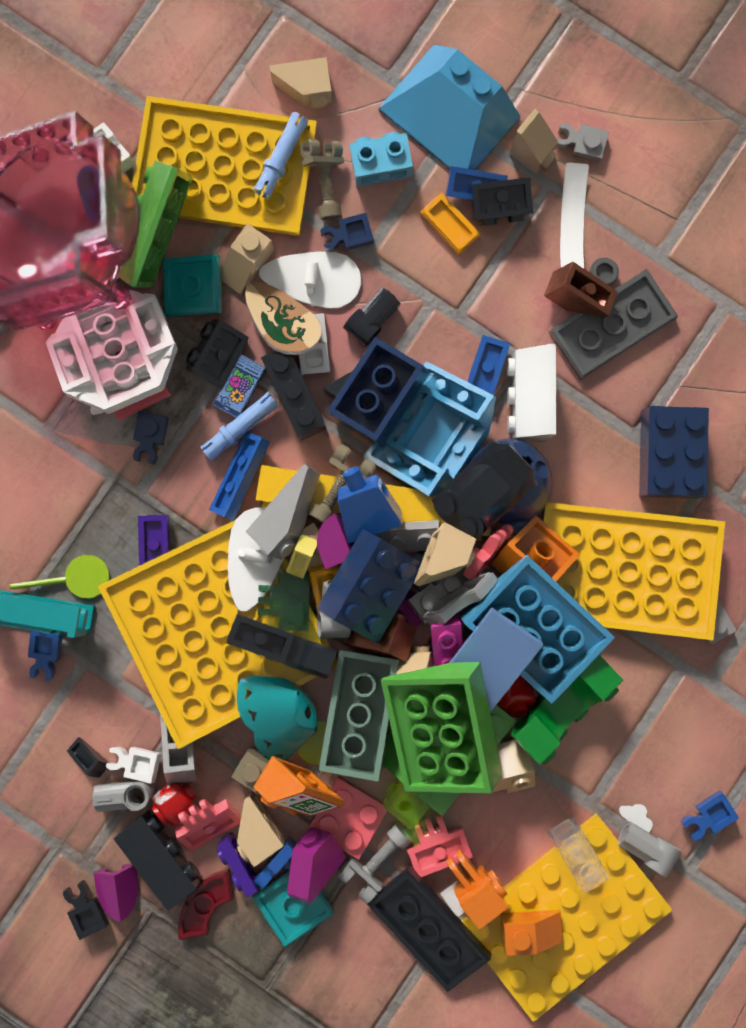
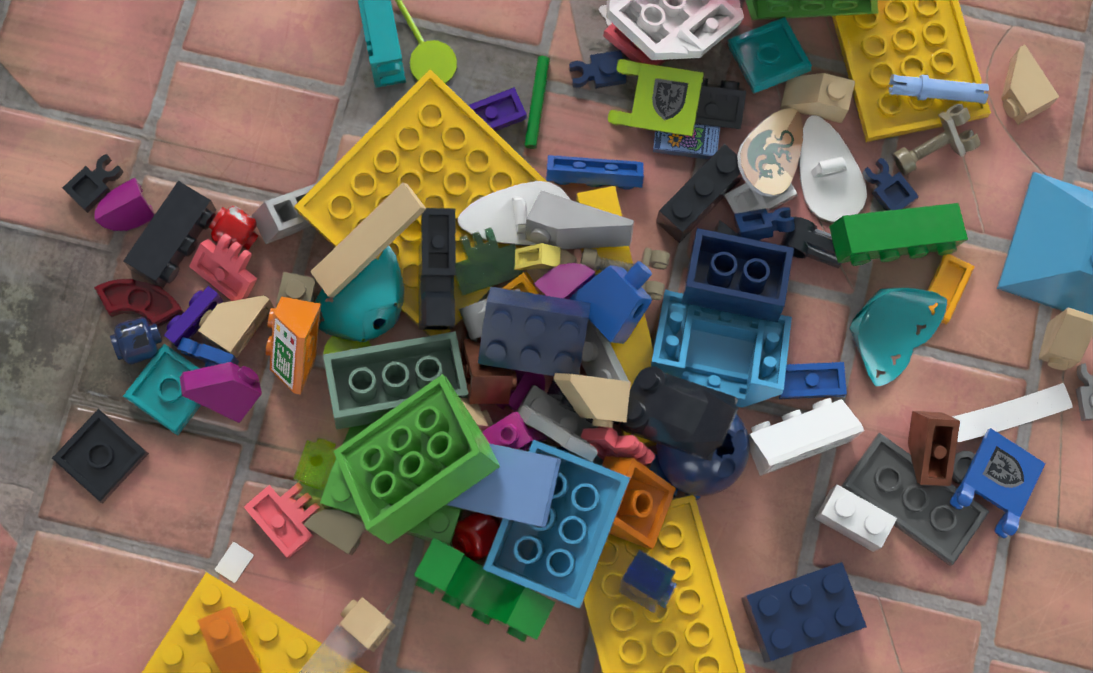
camera: 60 degrees right, 10 degrees down
(45, 649) = (346, 49): blue plate -> none
(87, 758) = (248, 131): black piece -> none
(122, 796) = (223, 176): light grey piece -> none
(138, 764) = (261, 179): white plate -> none
(157, 500) = (537, 102): none -> green bar
(198, 392) = (663, 98): none -> lime flag
(234, 696) = (368, 240): none -> tan tile
(237, 428) = (638, 149): light blue pin -> none
(240, 921) = (135, 340): none -> dark blue head
(327, 981) = (100, 456): none -> black tile
(341, 356) = (761, 224): none -> dark blue plate
(354, 821) = (281, 416): coral plate -> none
(381, 159) = (980, 191): medium azure brick -> none
(393, 243) = (898, 233): none -> green brick
(397, 839) = (277, 472): light grey bar -> none
(429, 929) = (193, 540): black tile -> none
(461, 179) = (997, 298): blue plate -> none
(466, 284) = (889, 328): none -> teal piece
(466, 809) = (337, 528): none -> dark tan brick
(479, 892) = (251, 574): orange brick -> none
(501, 200) = (992, 328): black bracket -> none
(516, 768) = (393, 563): tan brick -> none
(553, 811) = (366, 623): none -> tan slope
(614, 379) = (855, 518): none -> white brick
(614, 571) = (648, 582): none -> clear blue brick
(623, 246) = (1003, 477): none -> blue flag

